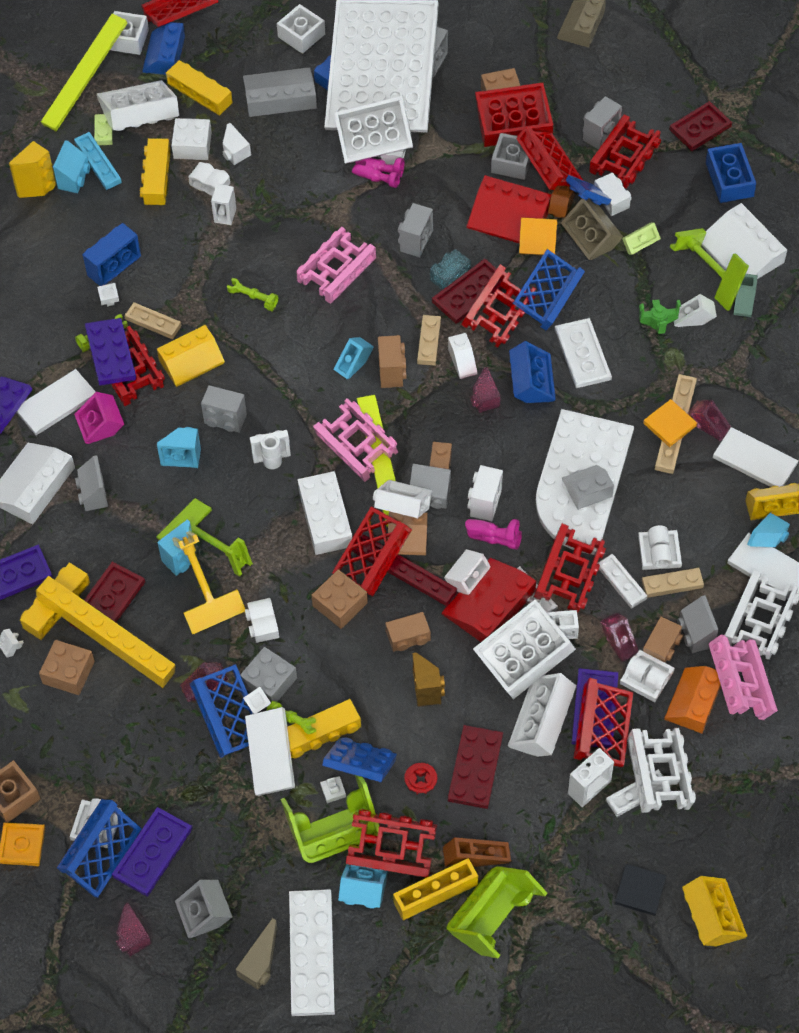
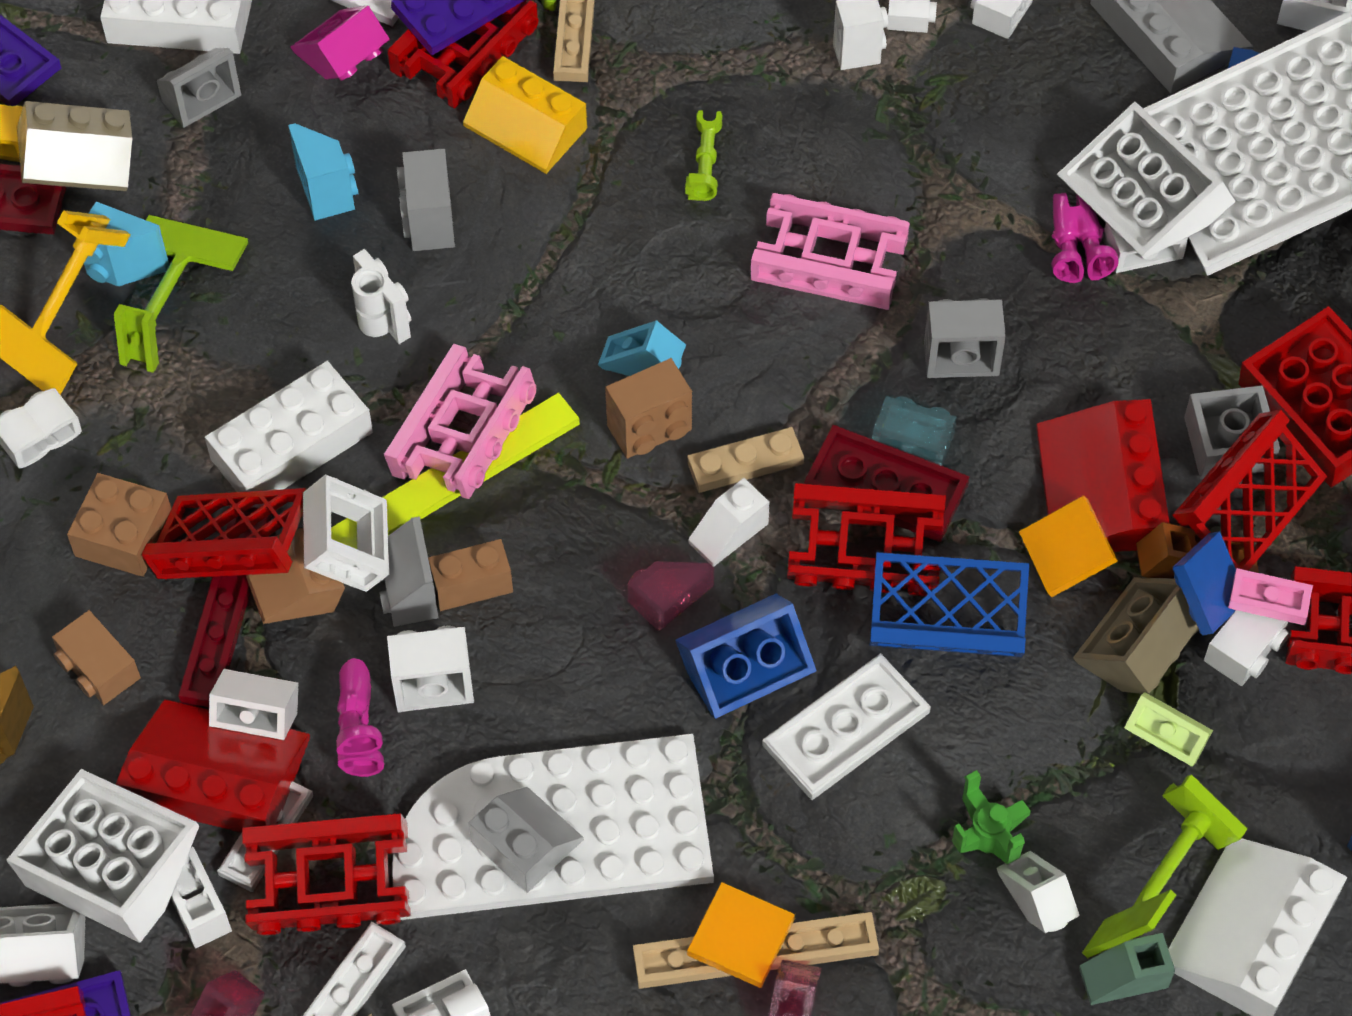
camera: 65 degrees right, 0 degrees up
(104, 550) = (74, 146): none -> slope
(604, 173) = (1270, 596): none -> bright pink plate

